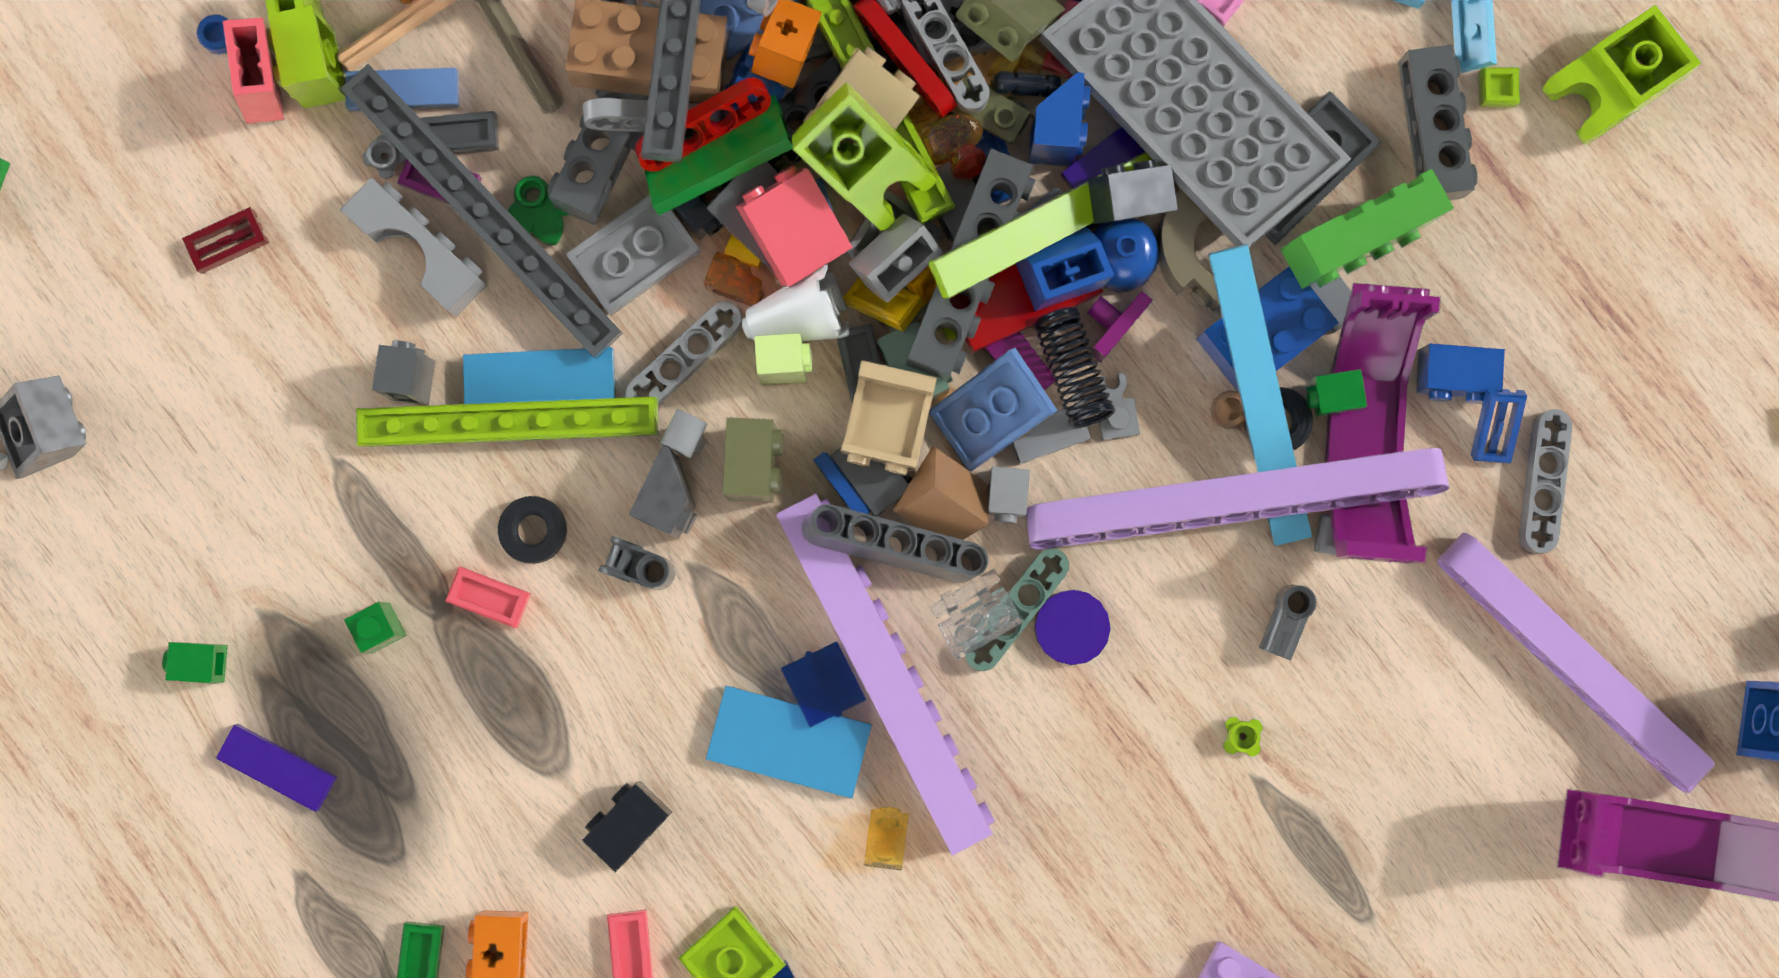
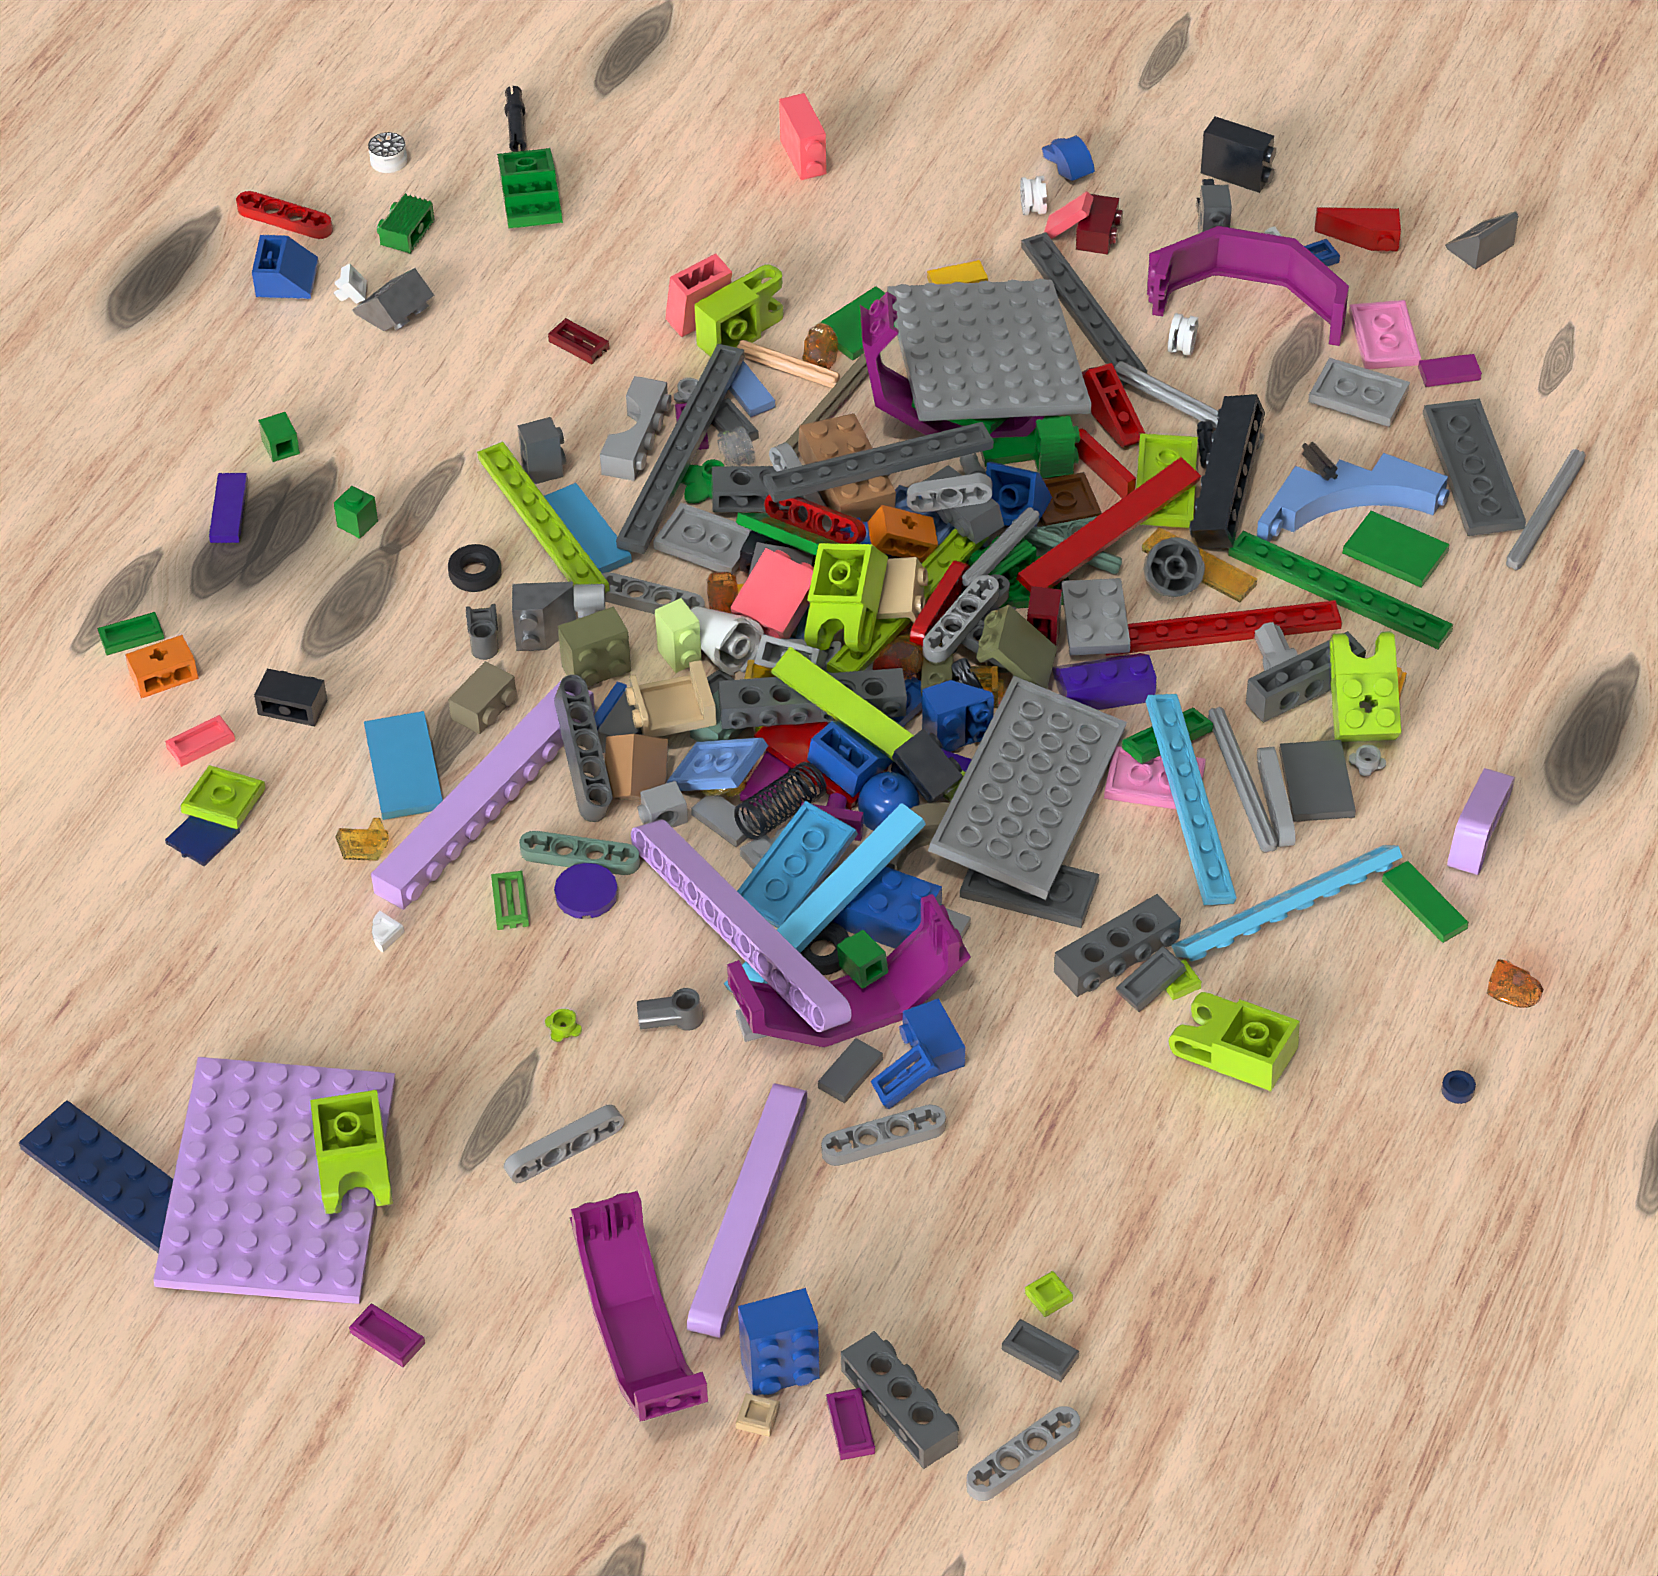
camera: 65 degrees right, 35 degrees down
(488, 597) = (412, 566): coral tile -> none
(516, 150) = (736, 447): none -> clear wheel
(743, 612) = (482, 697): none -> dark tan brick
(823, 684) = (452, 762): clear blue piece -> none
(979, 622) = (559, 820): clear plate -> none
(1011, 702) = (512, 919): none -> bright green tile
(1015, 865) = (385, 931): none -> white tile
(1168, 396) = (796, 863): none -> dark azure tile
(1367, 231) = (994, 915): bright green wedge -> none
(1402, 809) = (563, 1143): none -> light grey beam
(1462, 485) = (850, 1070): none -> dark grey tile
(1494, 115) = (1151, 978): none -> dark grey tile

